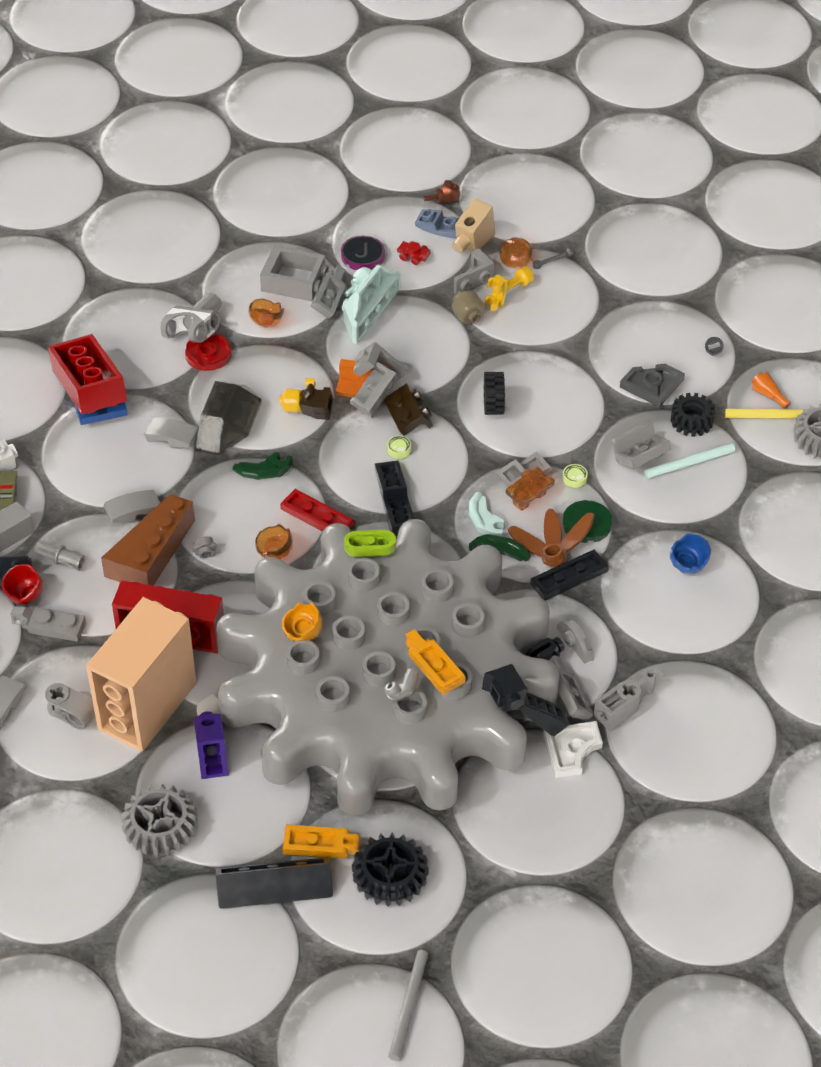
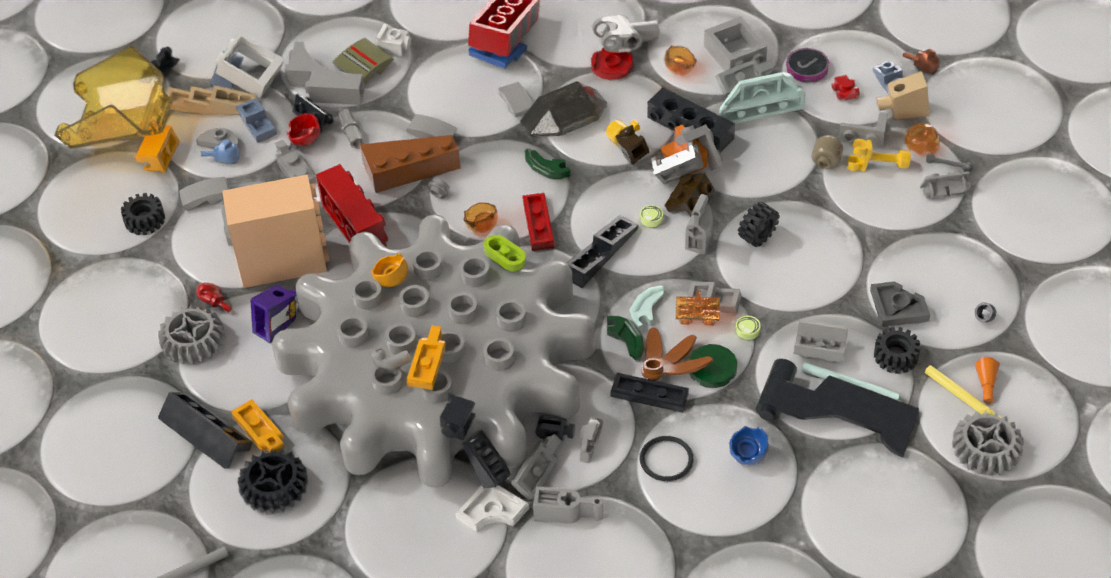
camera: 50 degrees right, 0 degrees up
(128, 778) = (212, 295): none -> red piece
(325, 352) = (674, 110): none -> black brick
(457, 425) = (699, 227): none -> light grey piece
(569, 280) = (954, 181): none -> light grey hinge
(641, 630) = (666, 478): none -> black tyre
(699, 481) = (839, 400): none -> black door

